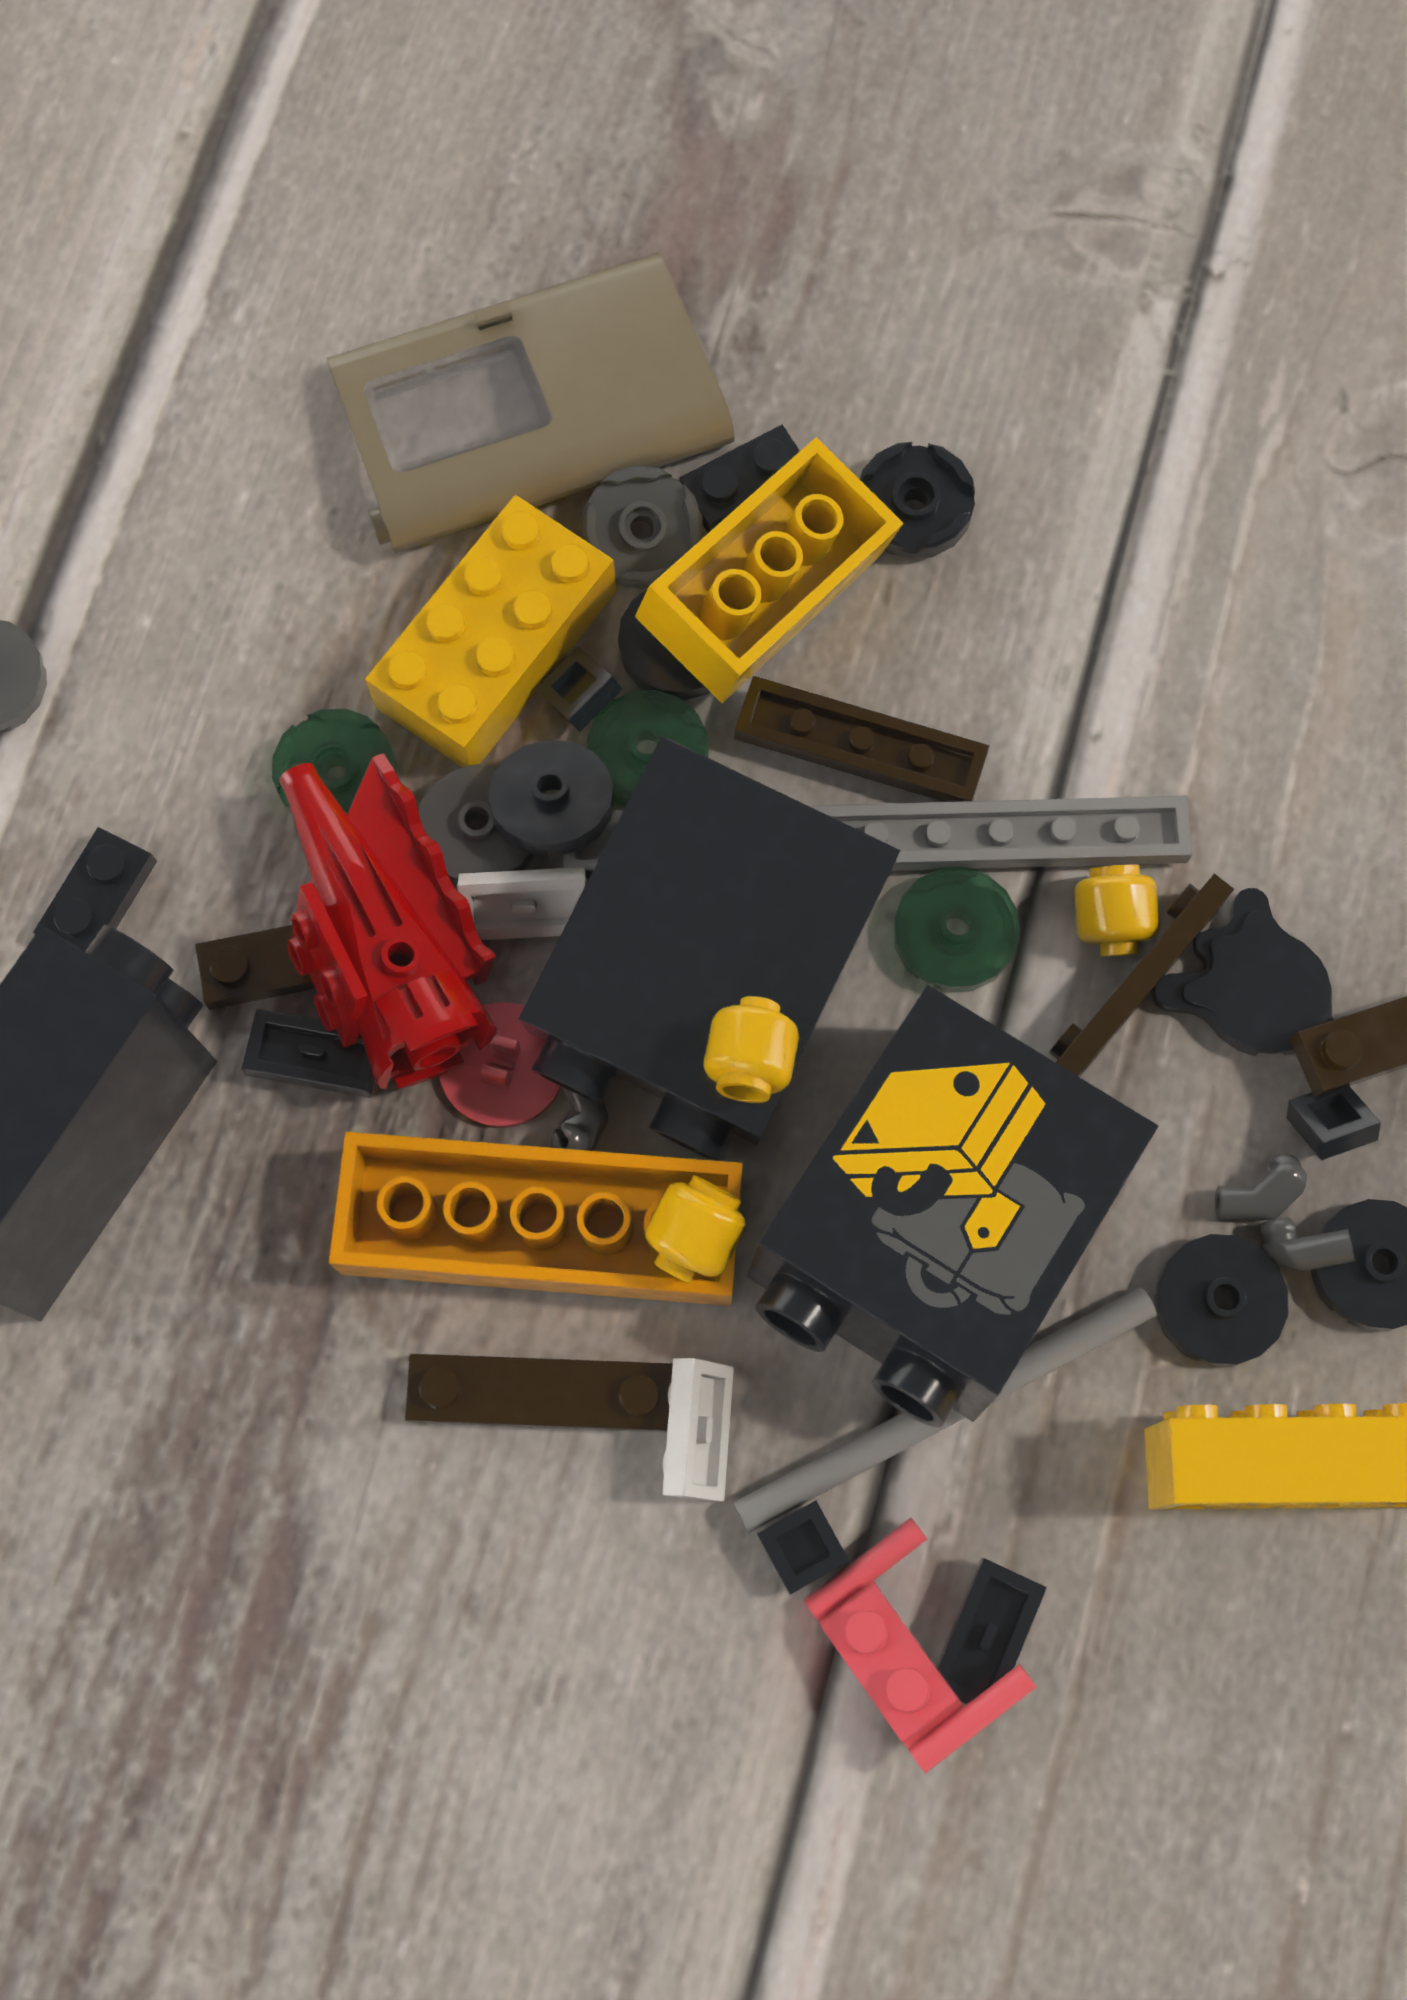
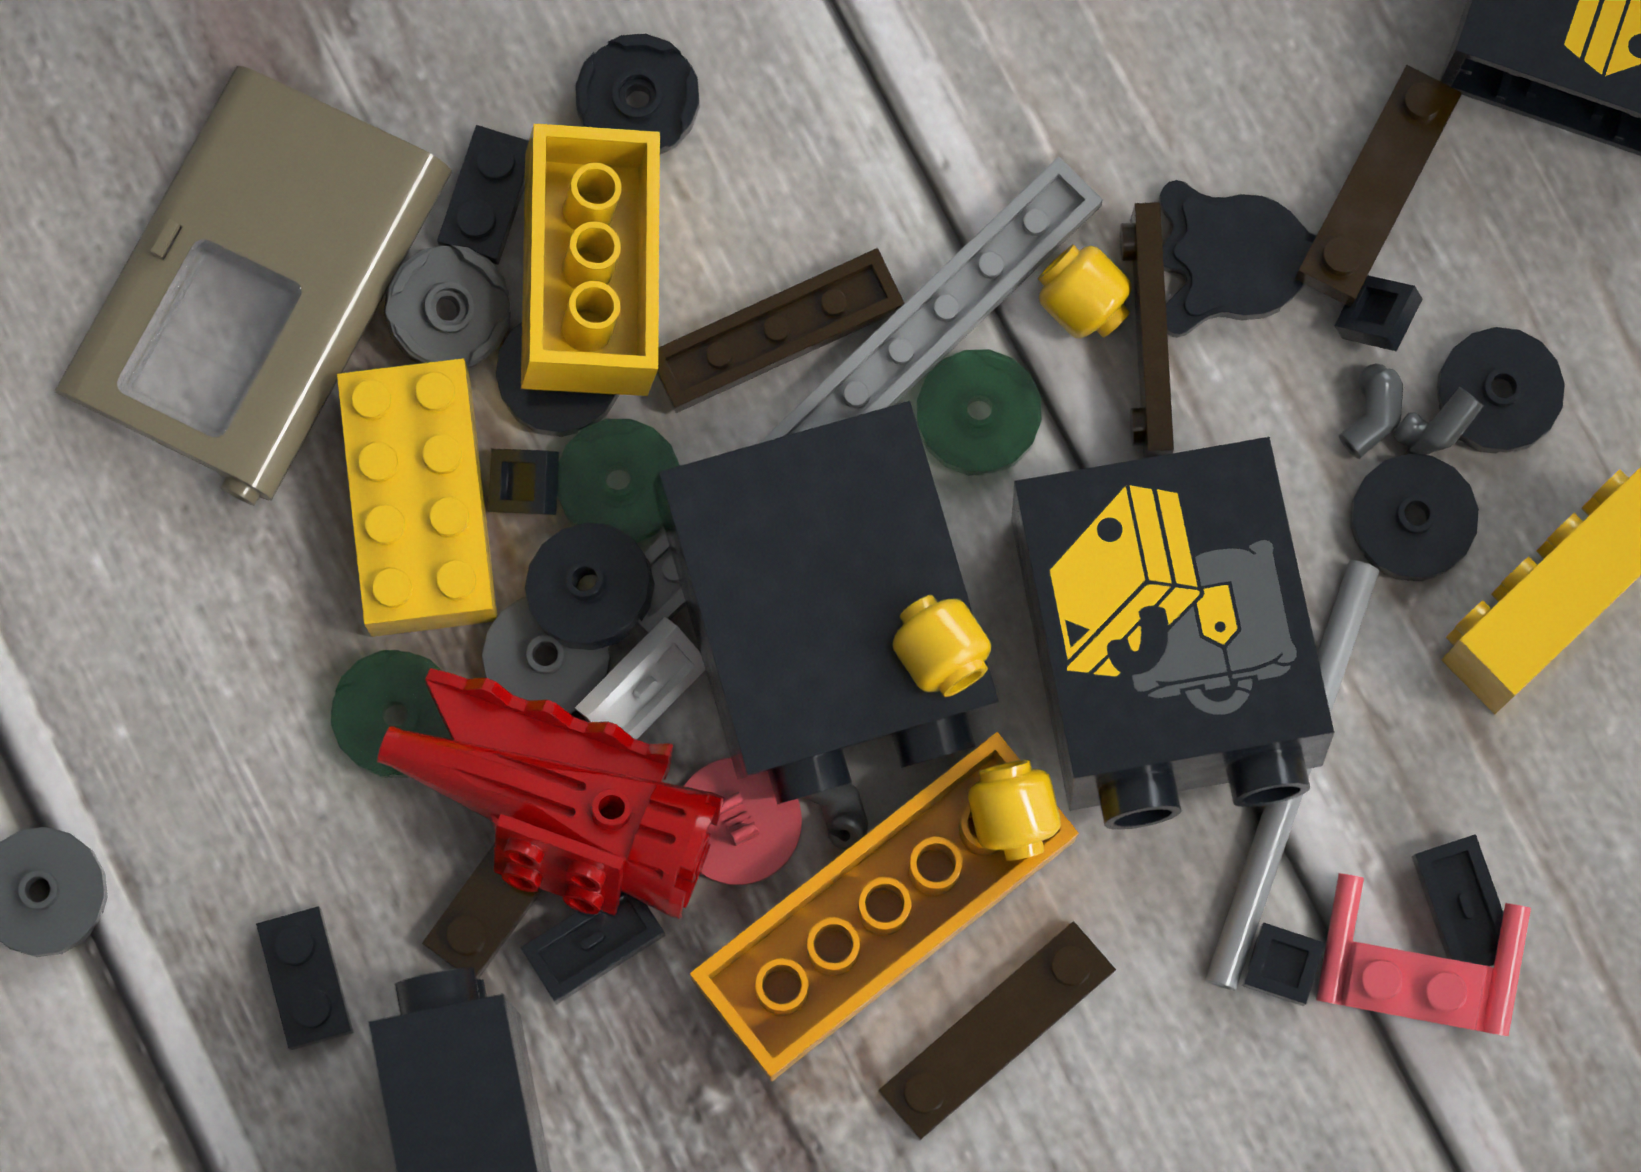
camera: 45 degrees left, 5 degrees up
(698, 1430) = (1135, 950): white plate -> none

